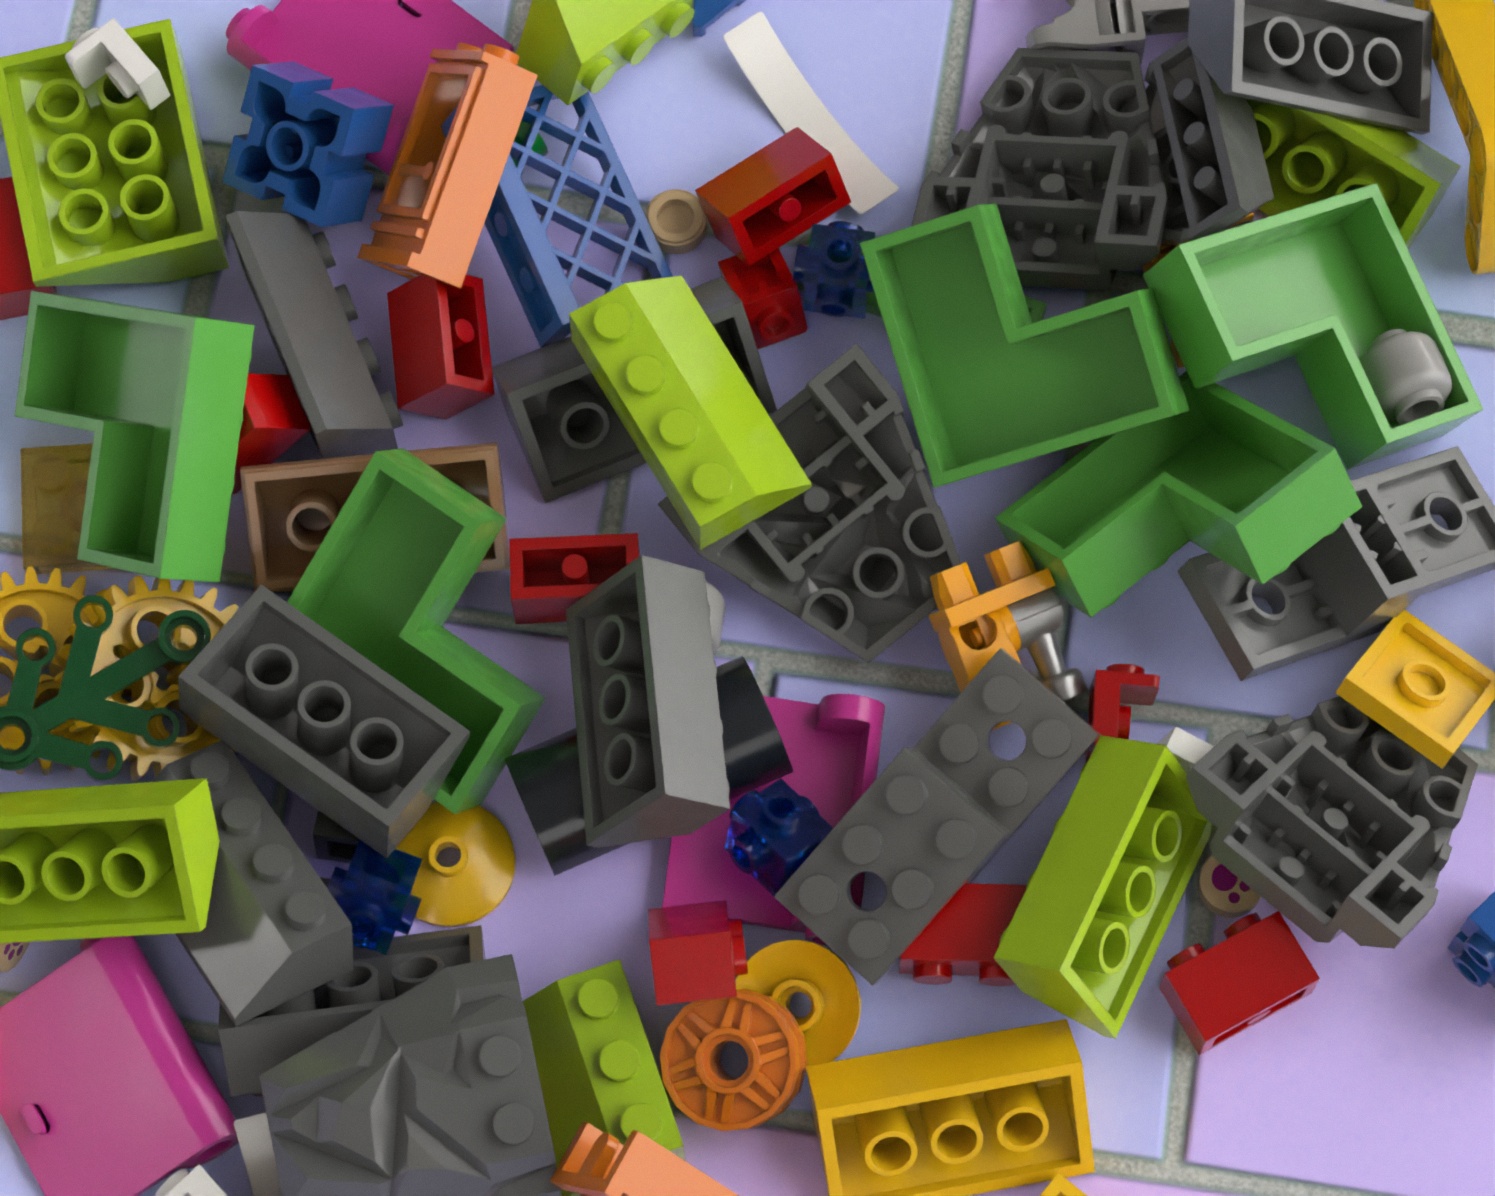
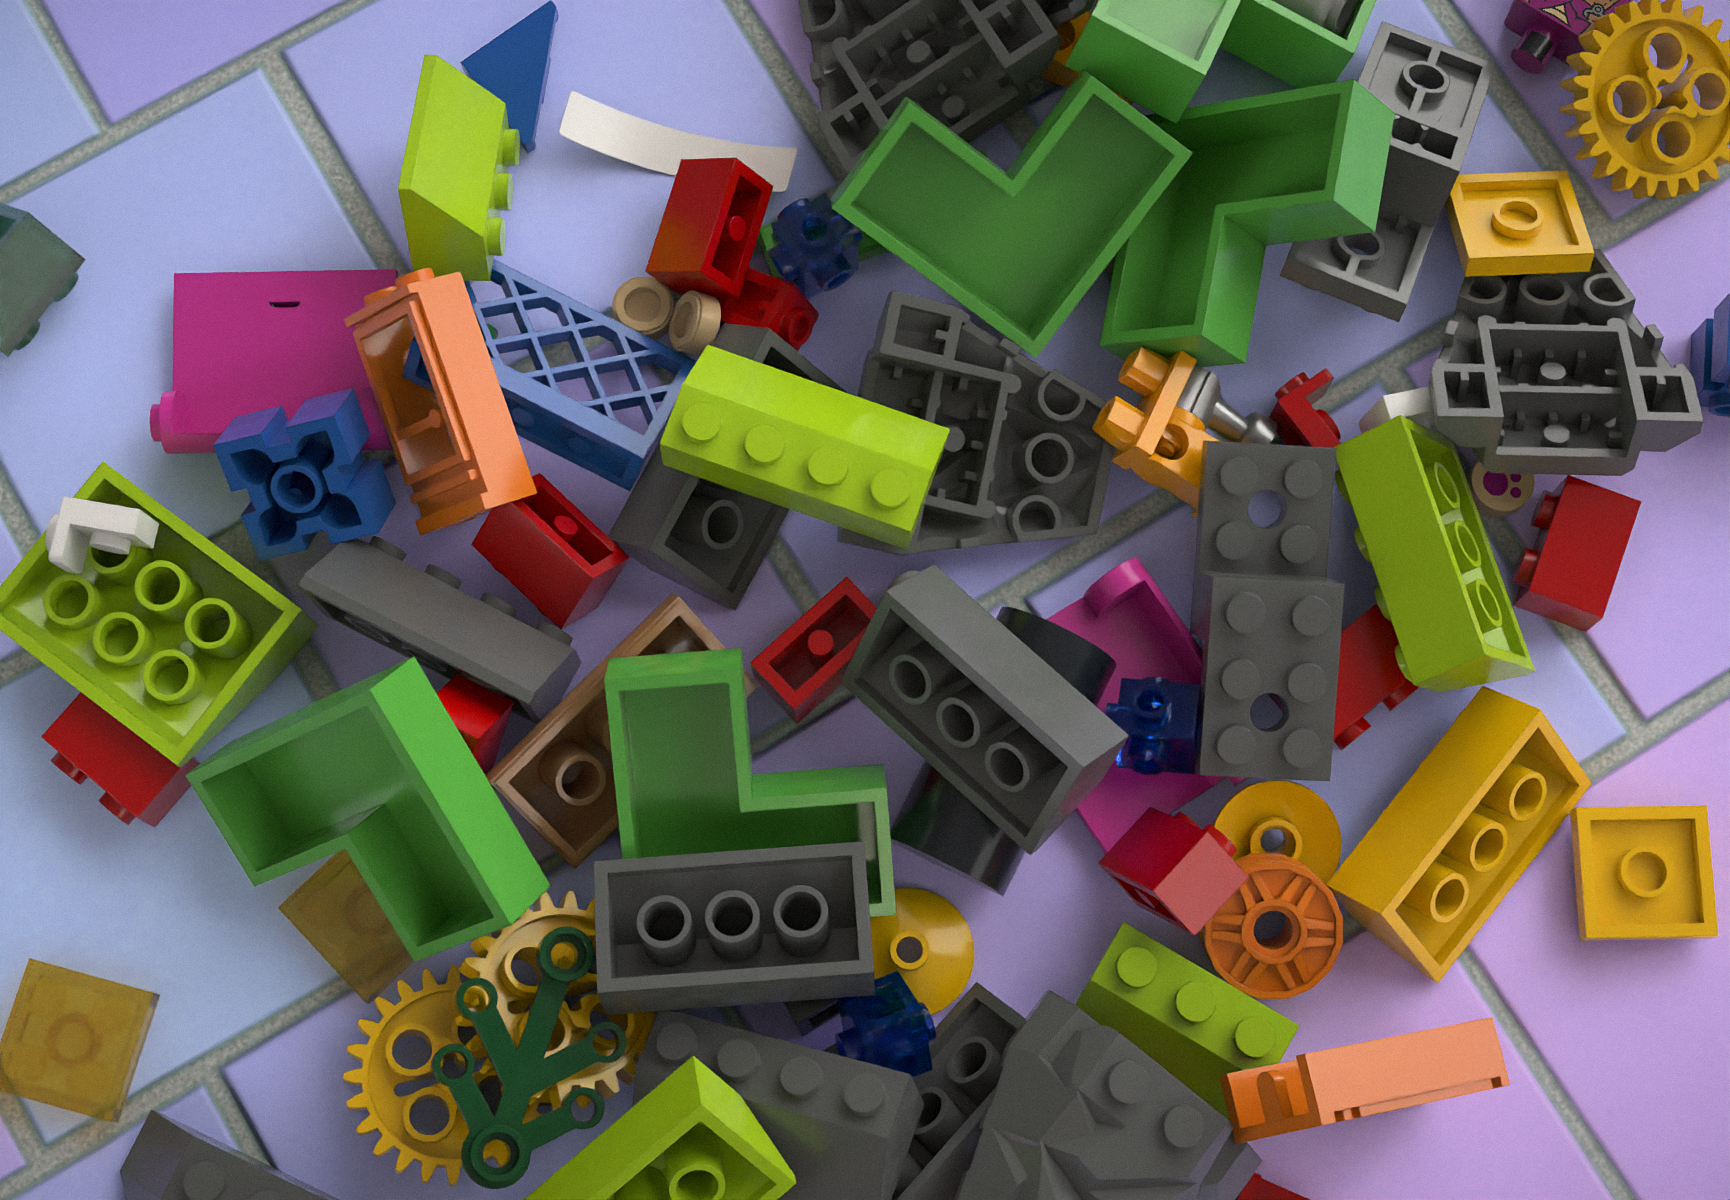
camera: 40 degrees left, 5 degrees up
(702, 259) = (694, 322): none -> tan tile

